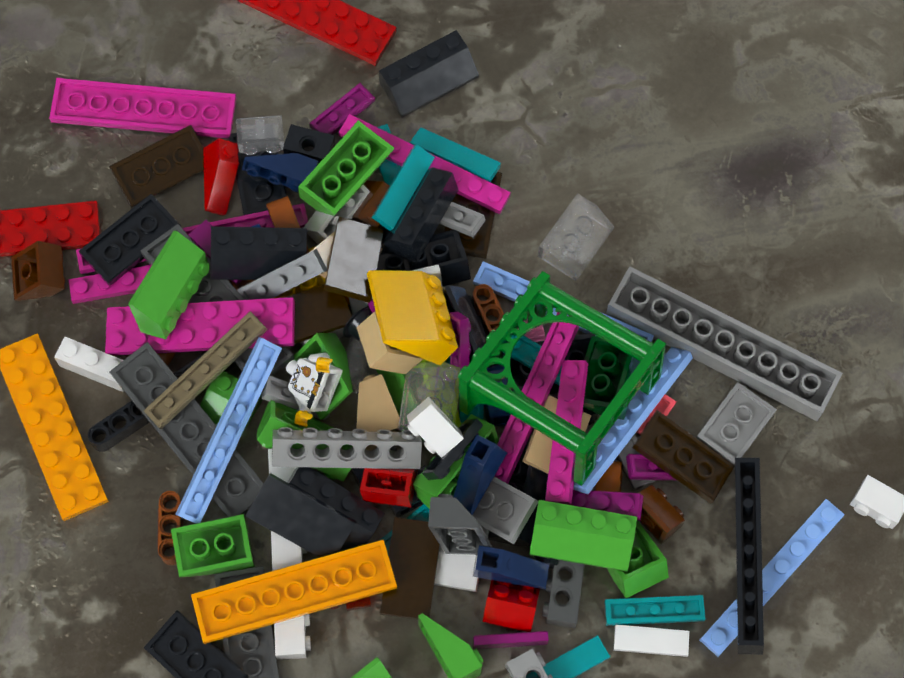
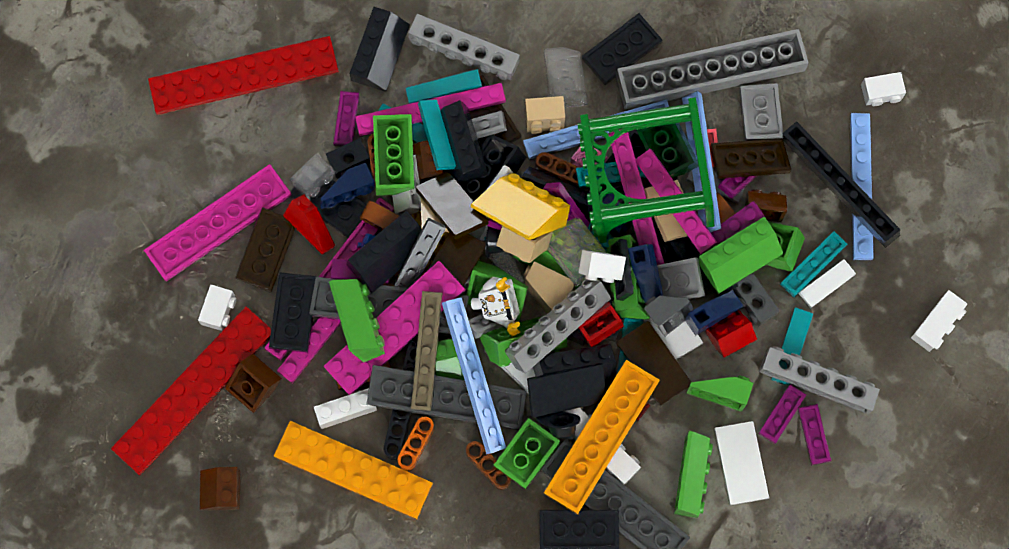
camera: 40 degrees left, 5 degrees up
(70, 180) = (217, 308): none -> white brick
(113, 448) = (415, 453): none -> orange beam
(265, 544) = (561, 424): none -> black piece
(487, 85) = (424, 25): none -> light grey brick
(510, 640) = (755, 347): magenta tile -> none
(522, 252) = (544, 114): none -> tan brick
(657, 255) = (622, 48): none -> black tile

